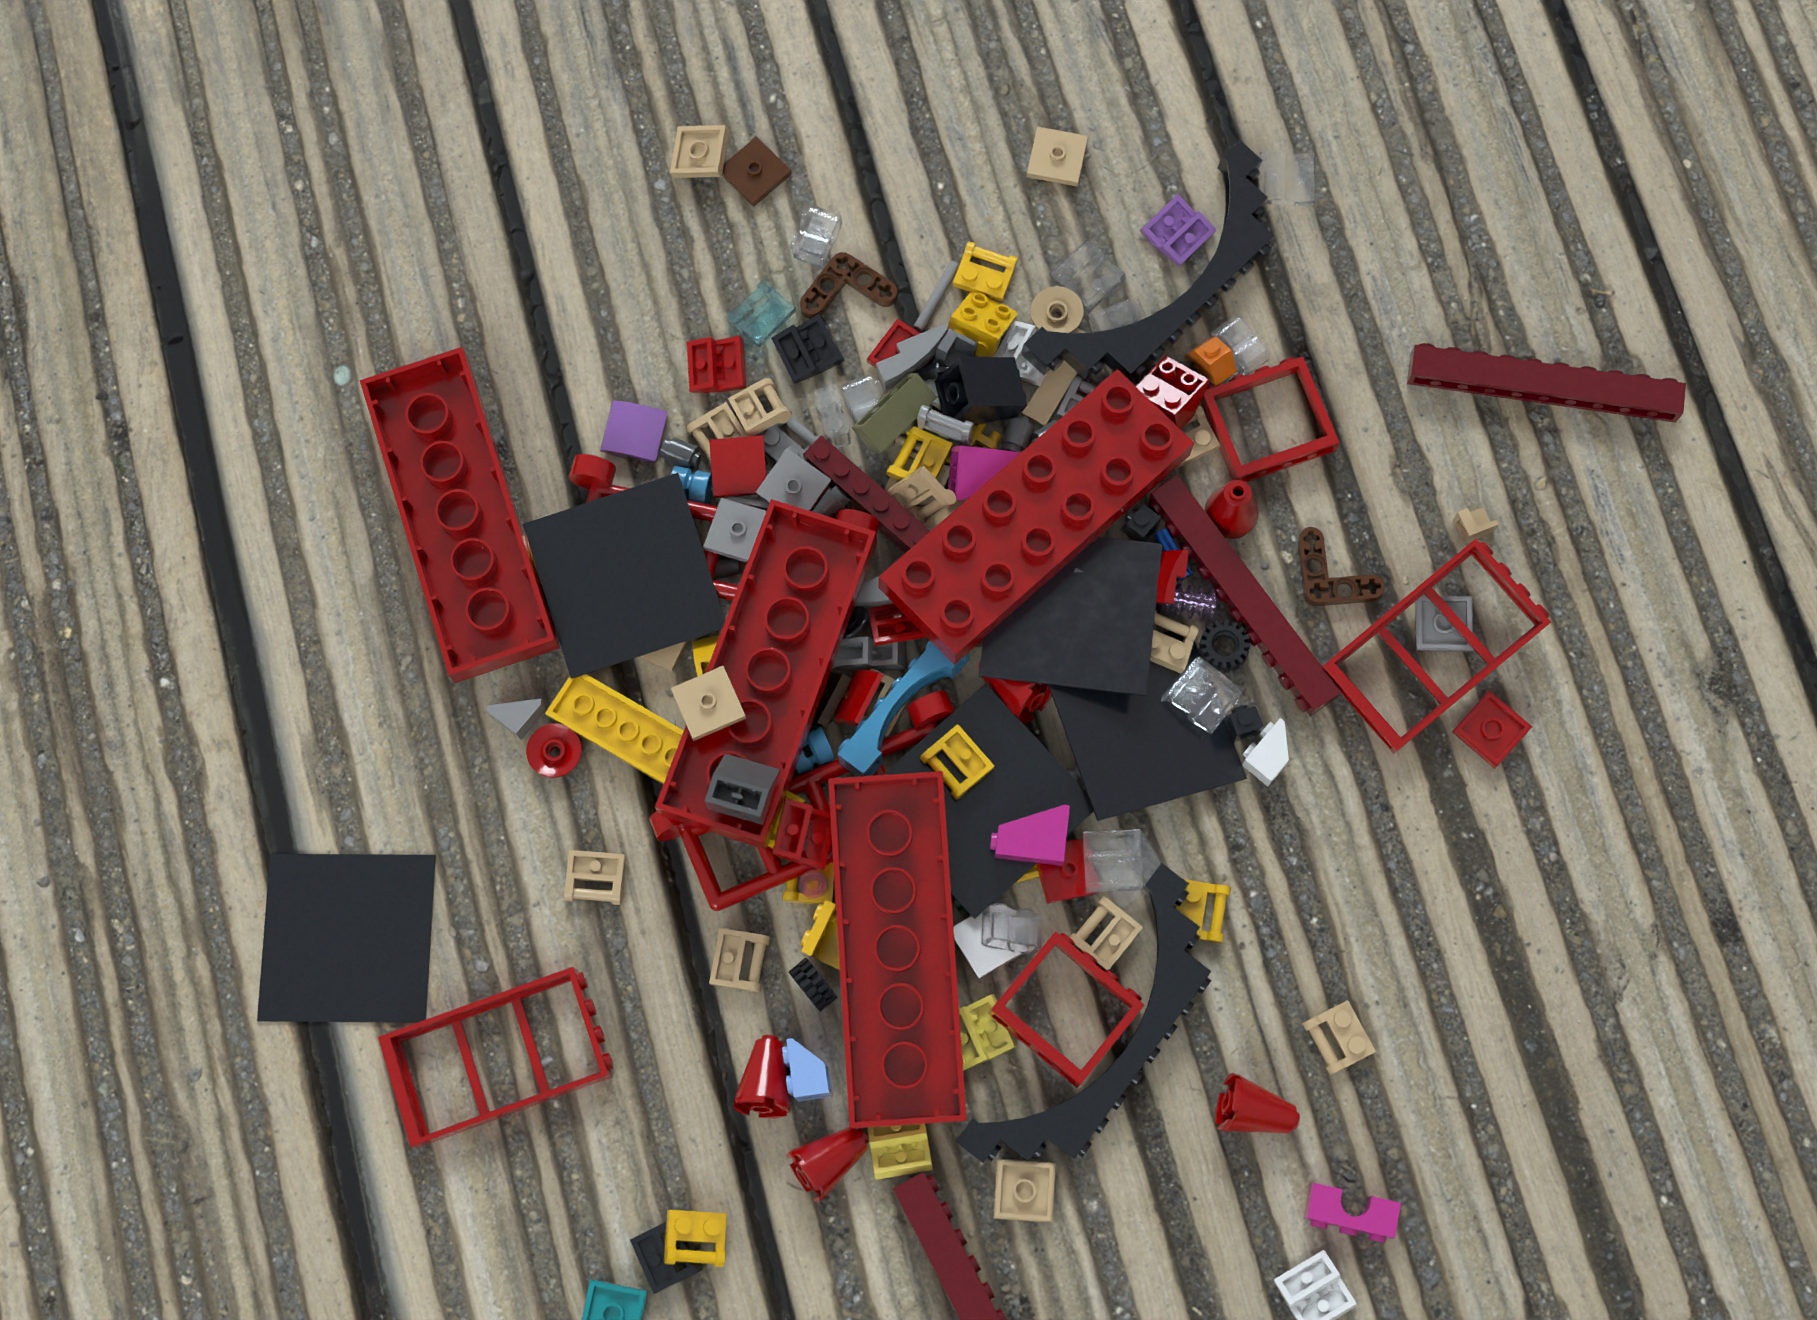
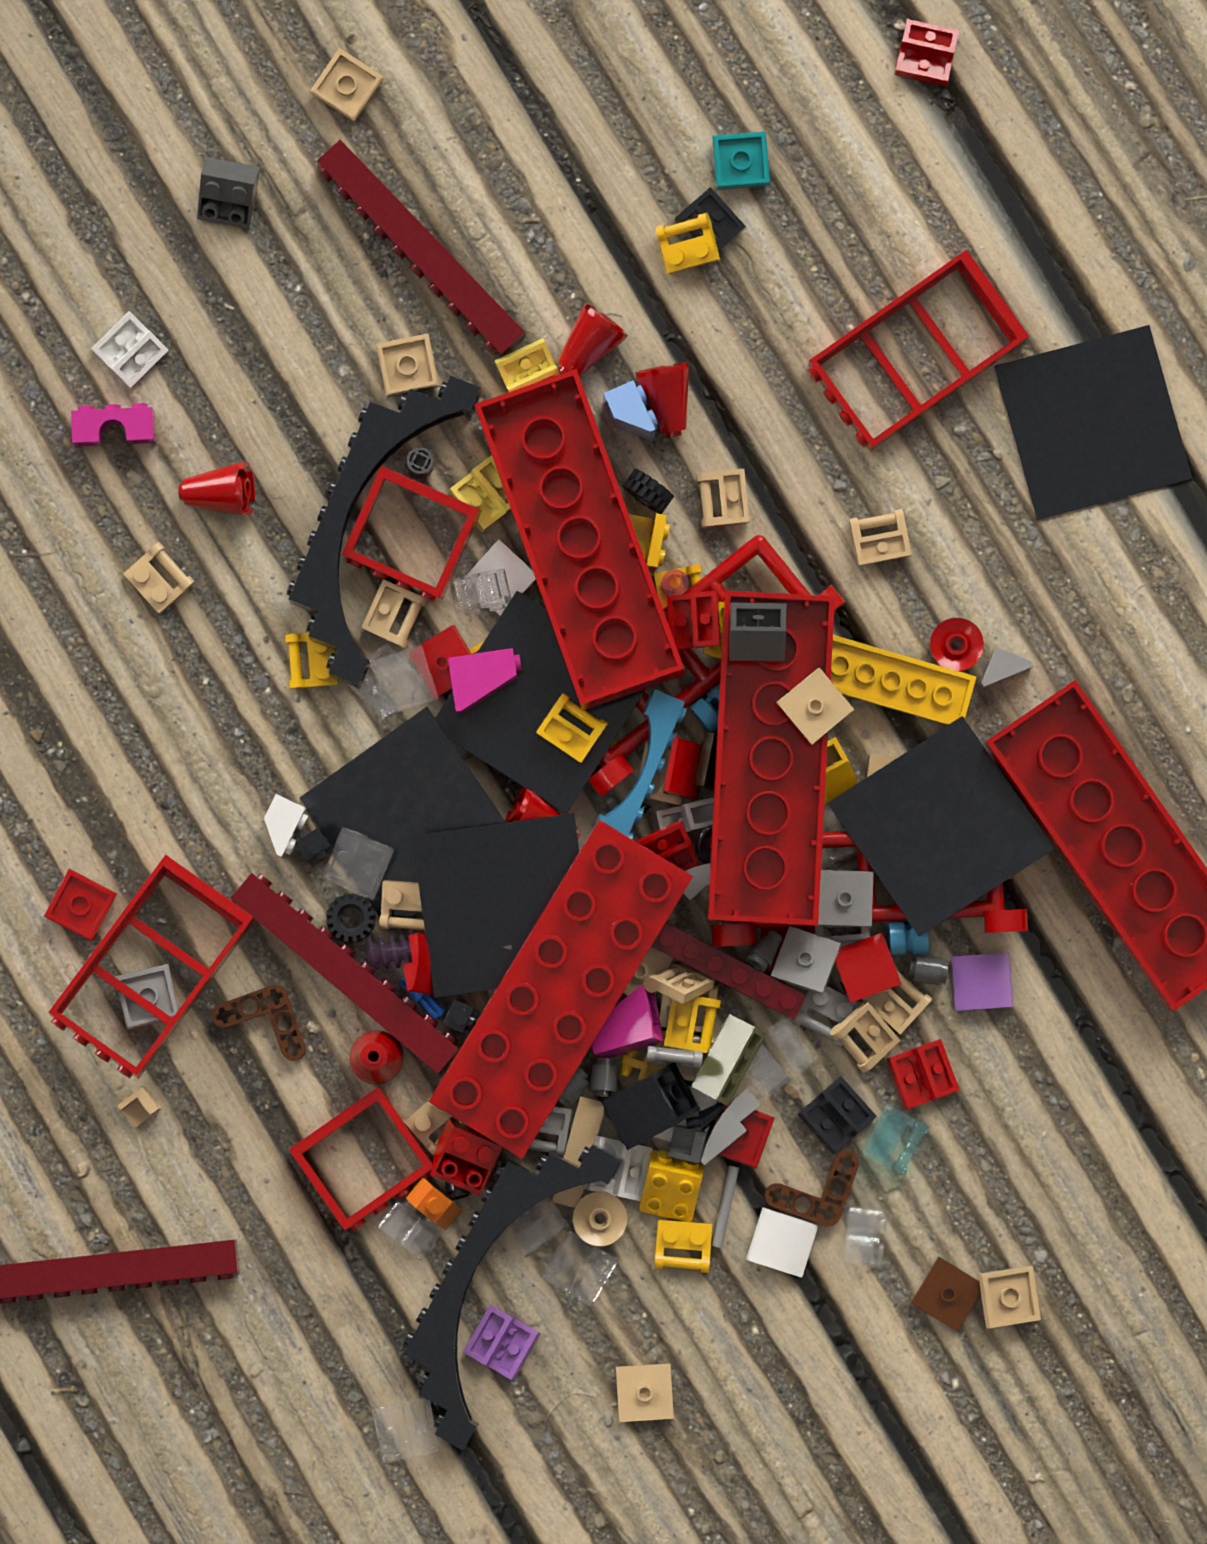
camera: 155 degrees right, 10 degrees up
(893, 250) = (782, 1242): none -> white slope
(1037, 1086) = (421, 467): none -> dark grey wheel

